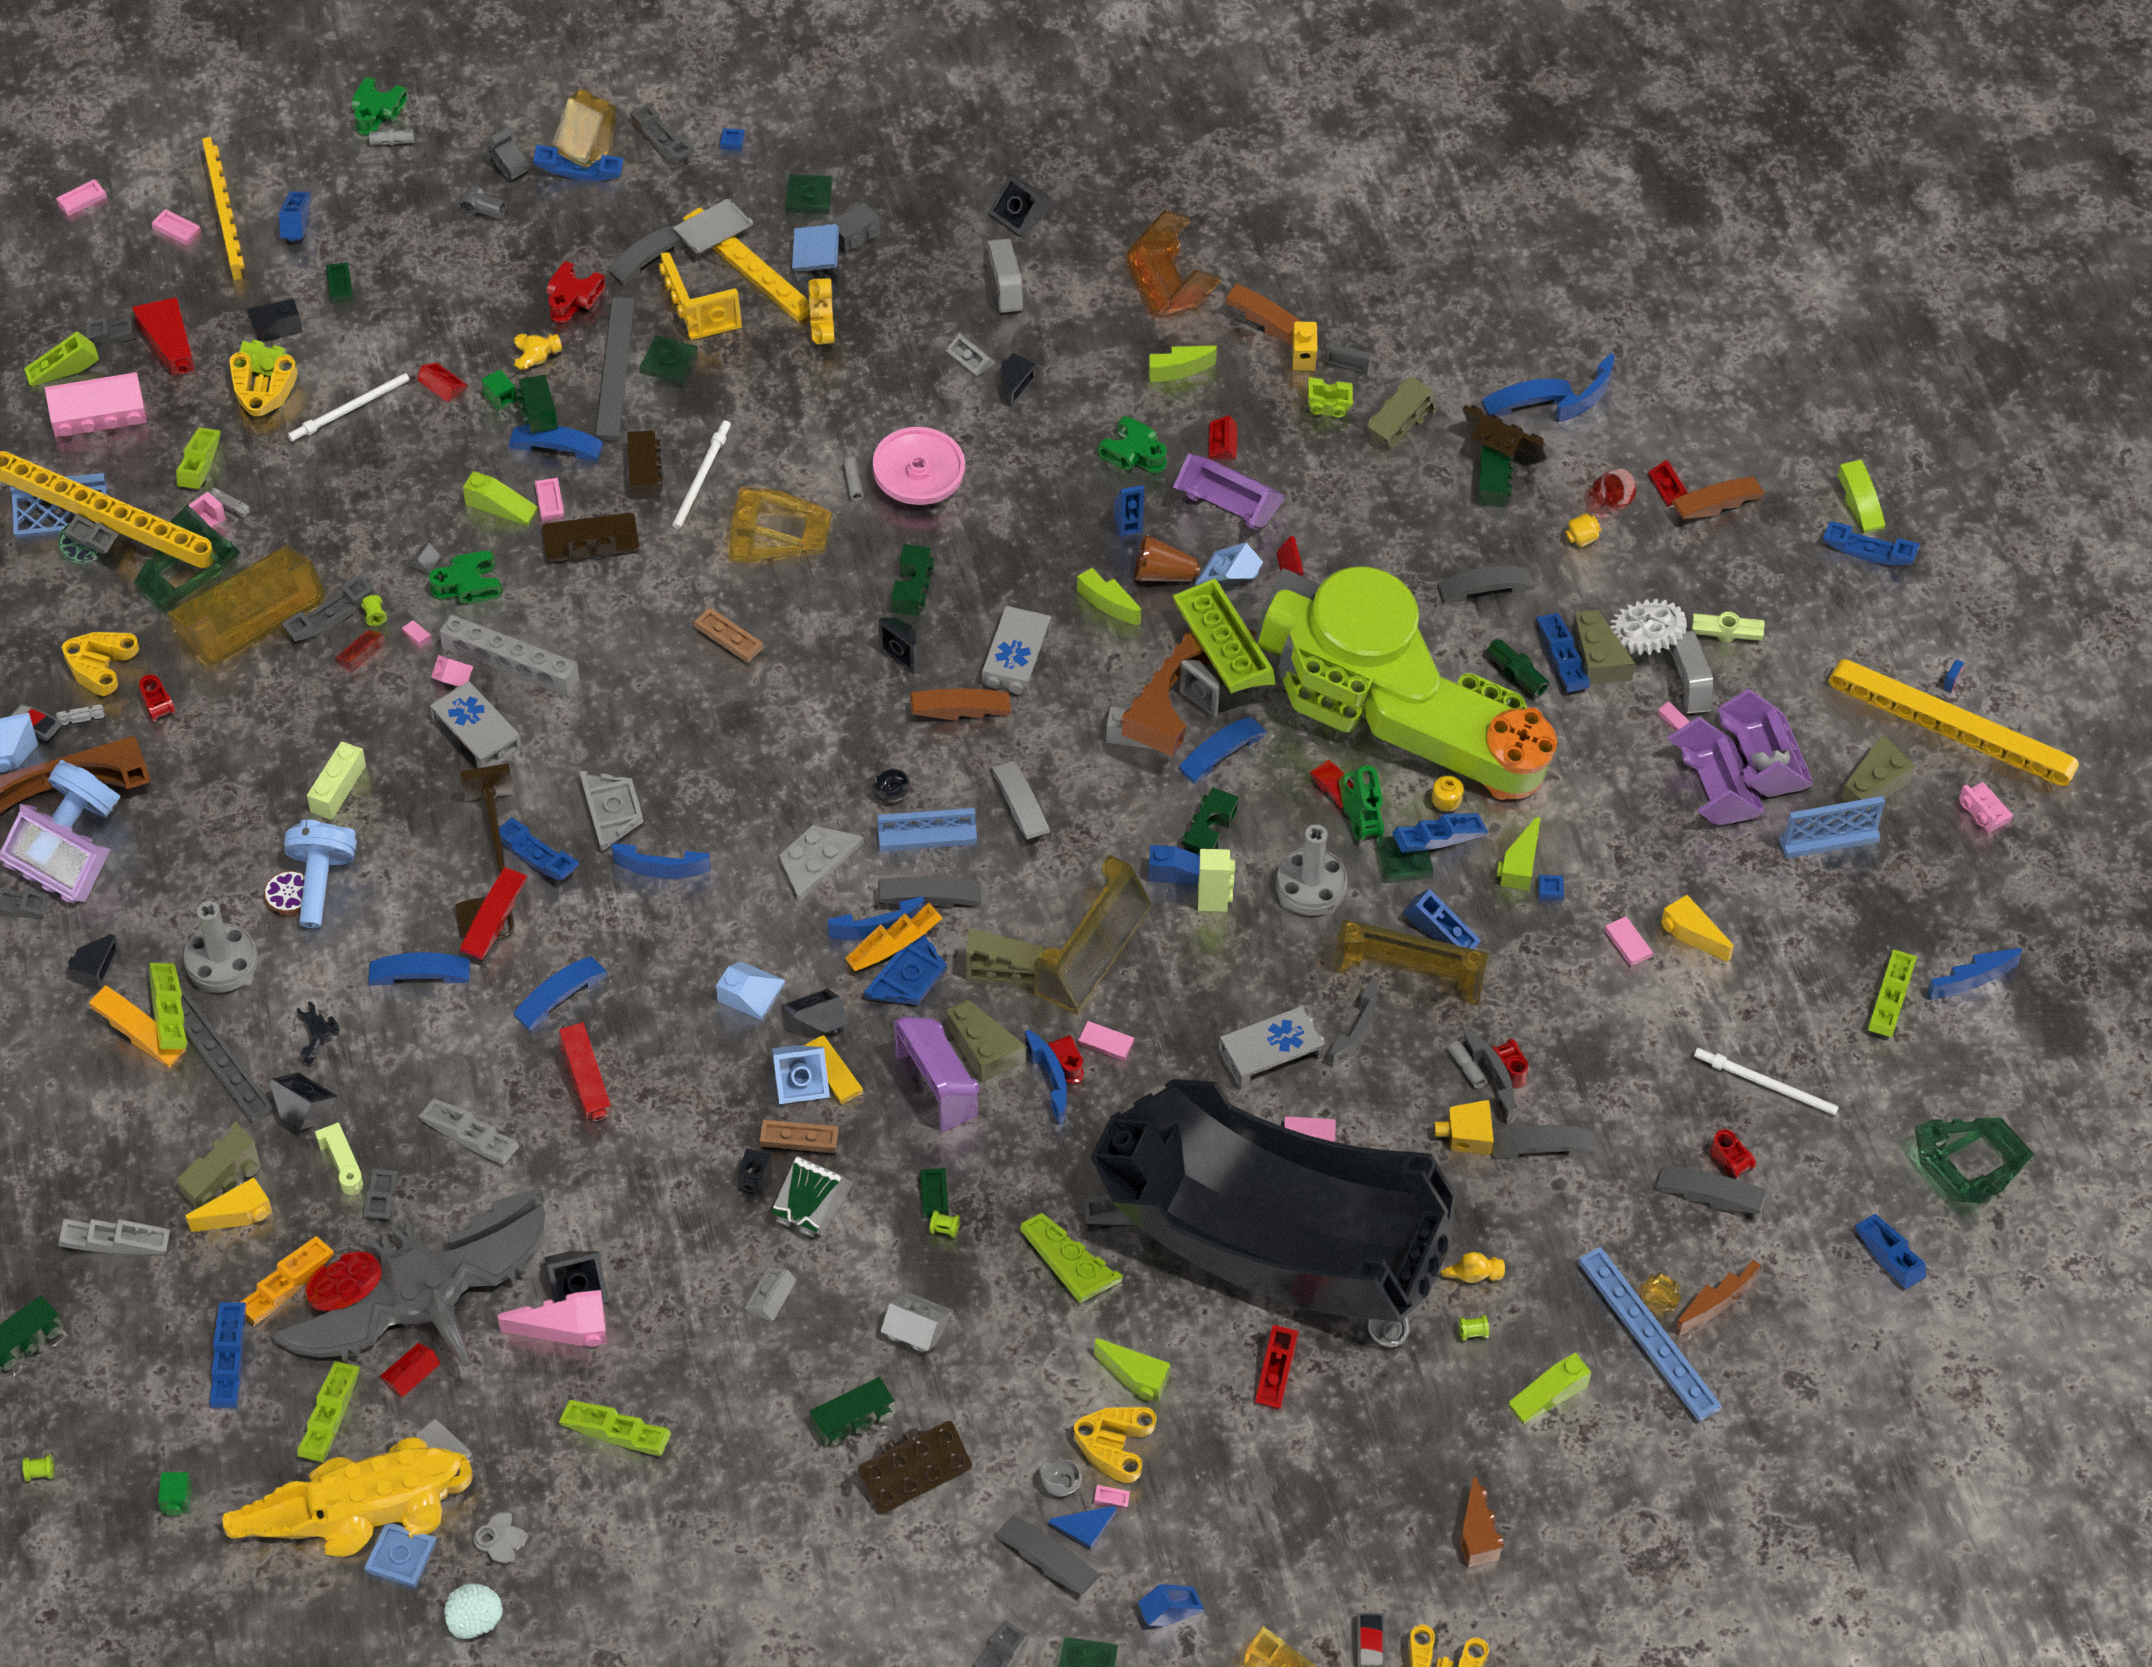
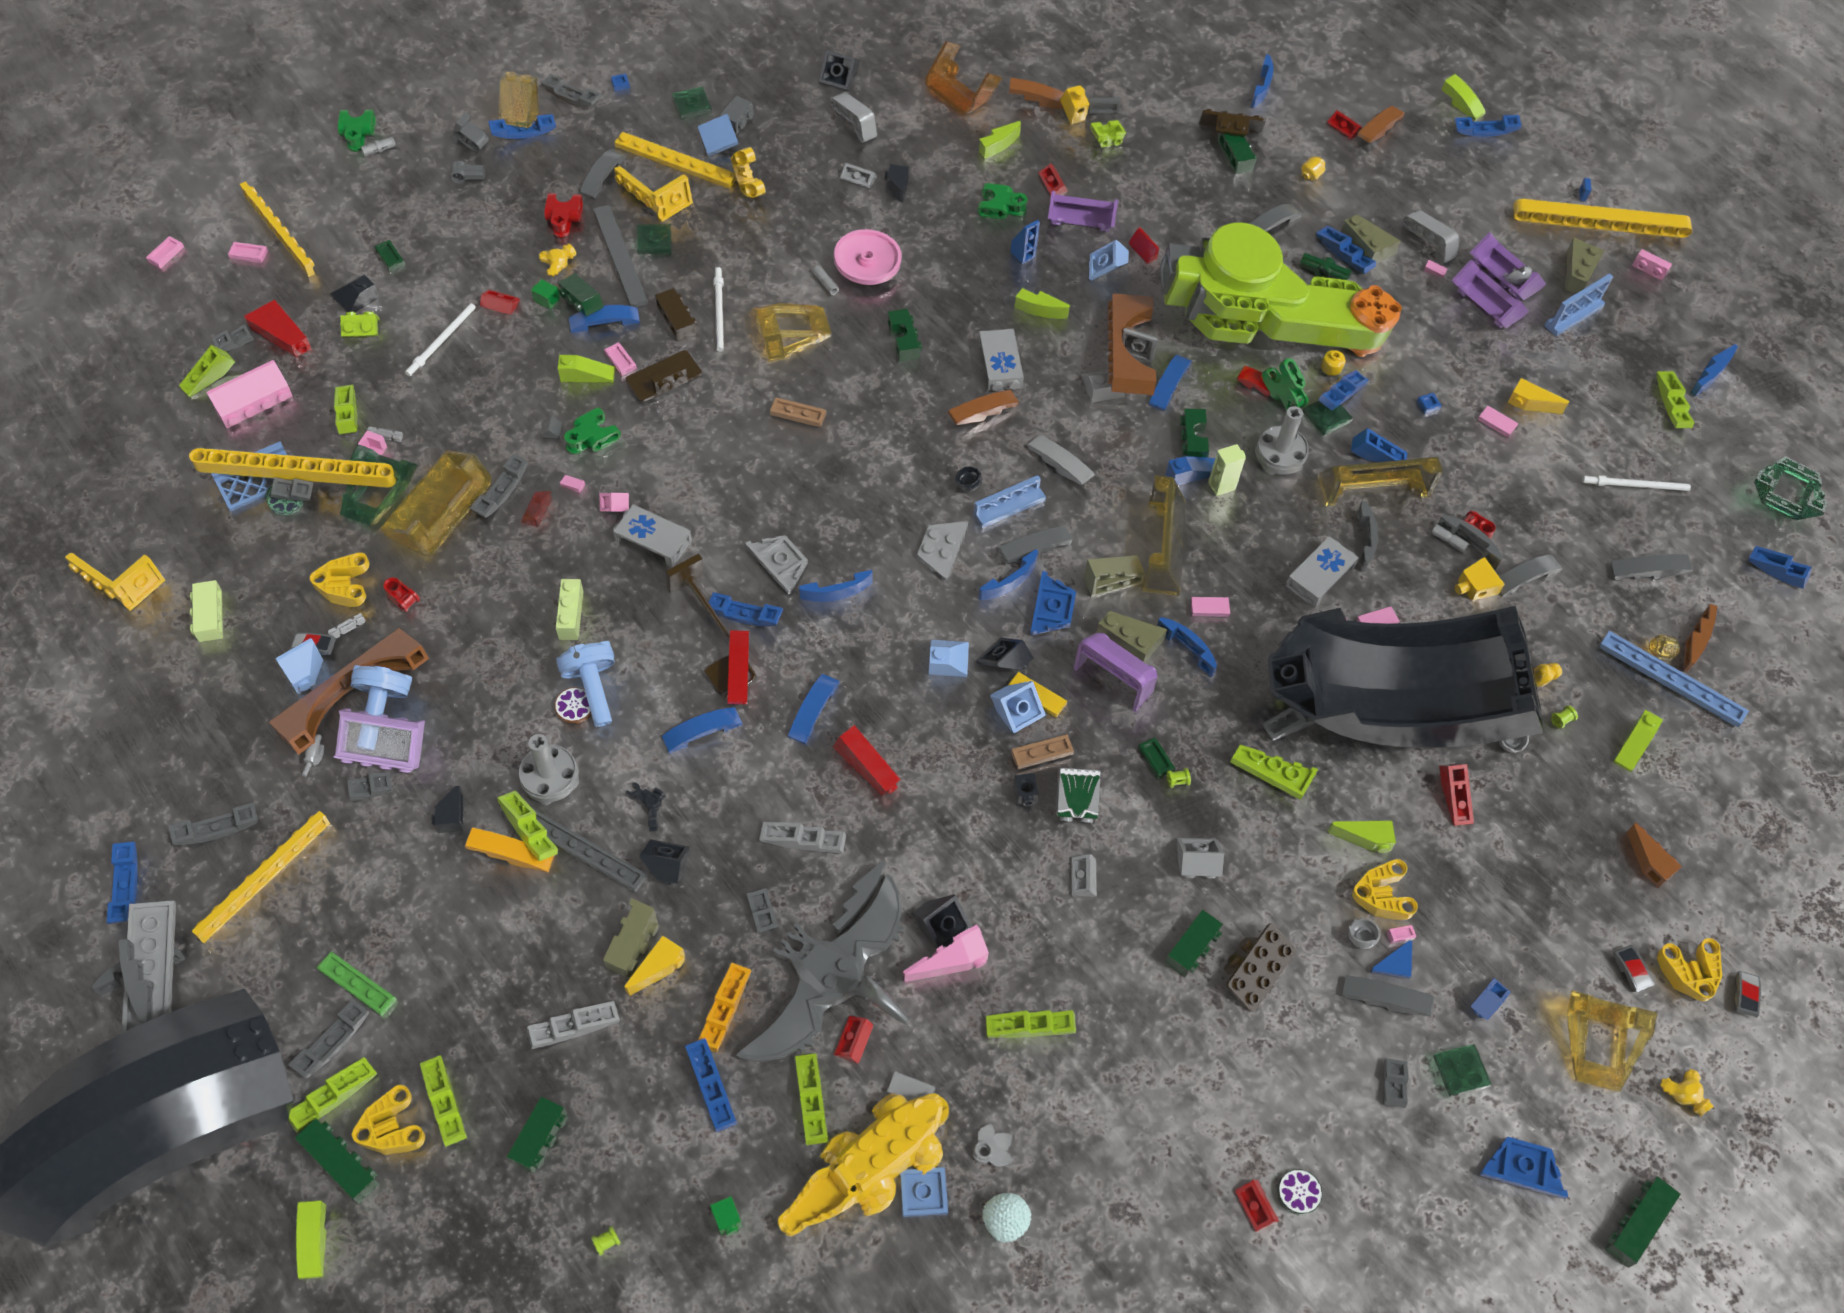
camera: 25 degrees left, 5 degrees up
(279, 388) = (380, 352): yellow connector -> none
(294, 215) = (334, 218): blue slope -> none
(343, 1281) = (773, 991): red tile -> none
(349, 1172) = (719, 893): yellowish green leg -> none
(374, 611) = (534, 477): lime bush -> none
(509, 655) = (650, 476): light grey brick -> none
(713, 226) = (639, 141): light grey piece -> none
(884, 942) = (1028, 588): light orange slope -> none
(899, 642) = (922, 380): black slope -> none
(1069, 1059) = (1196, 625): red piece -> none
(1164, 563) = (1064, 270): dark orange cone -> none
(1224, 637) = (1139, 304): lime arch -> none
(1401, 412) = (1159, 128): olive wedge -> none
(1519, 859) = (1403, 393): lime slope -> none
(1524, 394) = (1227, 95): blue slope -> none
(1614, 488) = (1315, 137): clear red piece -> none
(1649, 626) = (1392, 214): white gear -> none
(1728, 627) = (1436, 201): yellowish green piece -> none
(1734, 1158) = (1647, 537): red piece -> none

